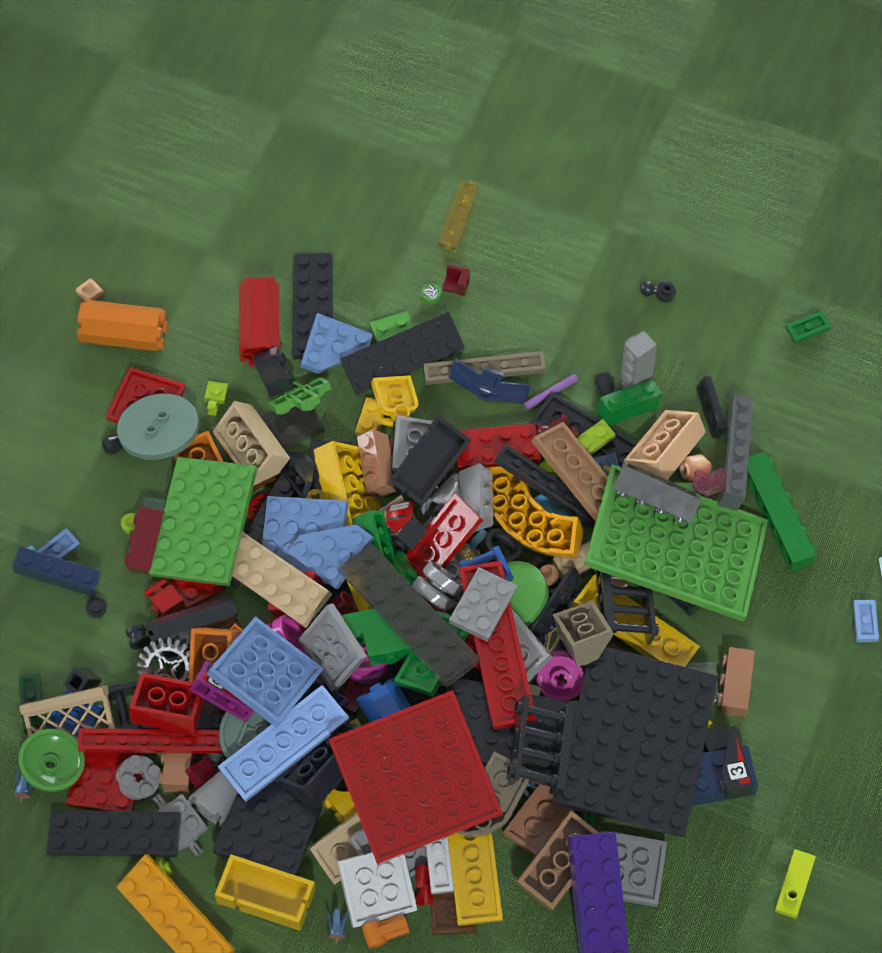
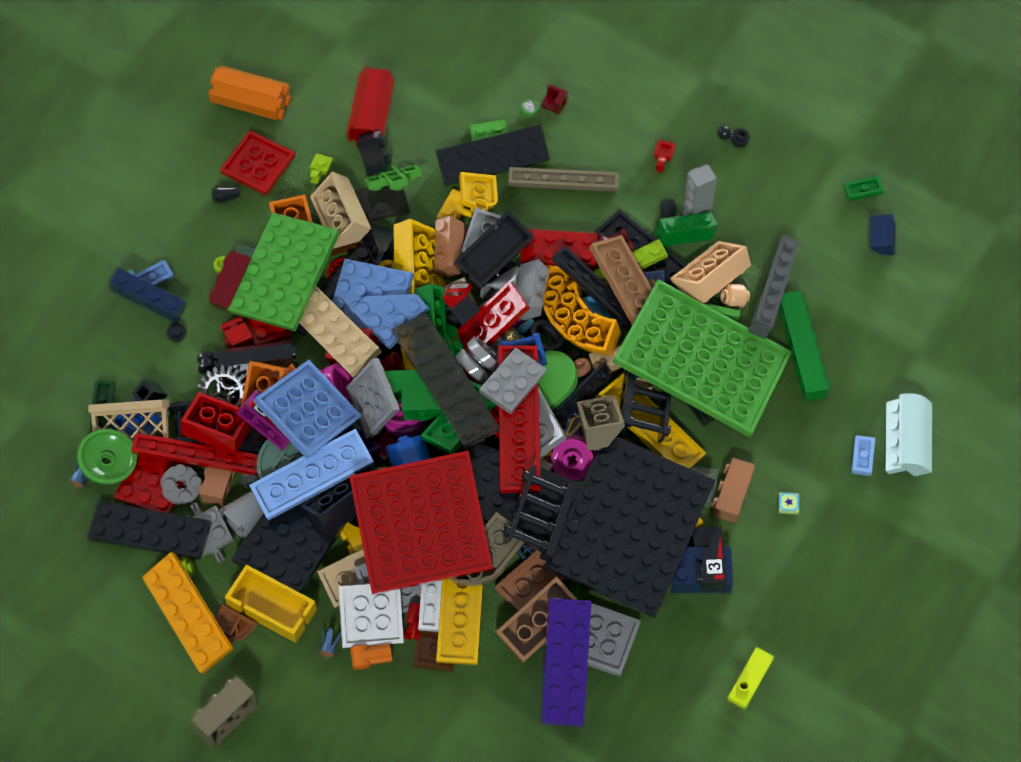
camera: 10 degrees right, 0 degrees up
(89, 290) = (229, 60): light nougat tile -> none
(158, 426) = (262, 184): sand green plate -> none
(201, 772) = (235, 489): dark red bracket -> none
(229, 922) = (234, 624): none -> dark orange brick
(310, 295) = (422, 103): black plate -> none
(331, 341) = (429, 135): medium blue plate -> none
(458, 215) = (568, 44): clear yellow plate -> none
(488, 384) = (563, 194): dark blue plate -> none
(555, 389) = (624, 207): medium lavender bar -> none
(587, 321) = (663, 152): none -> red plate
(656, 491) = (693, 309): dark grey slope -> none
(709, 483) = (743, 309): clear pink bracket -> none
(711, 407) = (760, 244): black tile -> none
(797, 686) = (788, 503): none -> yellowish green tile
(839, 375) = (883, 234): none -> dark blue brick

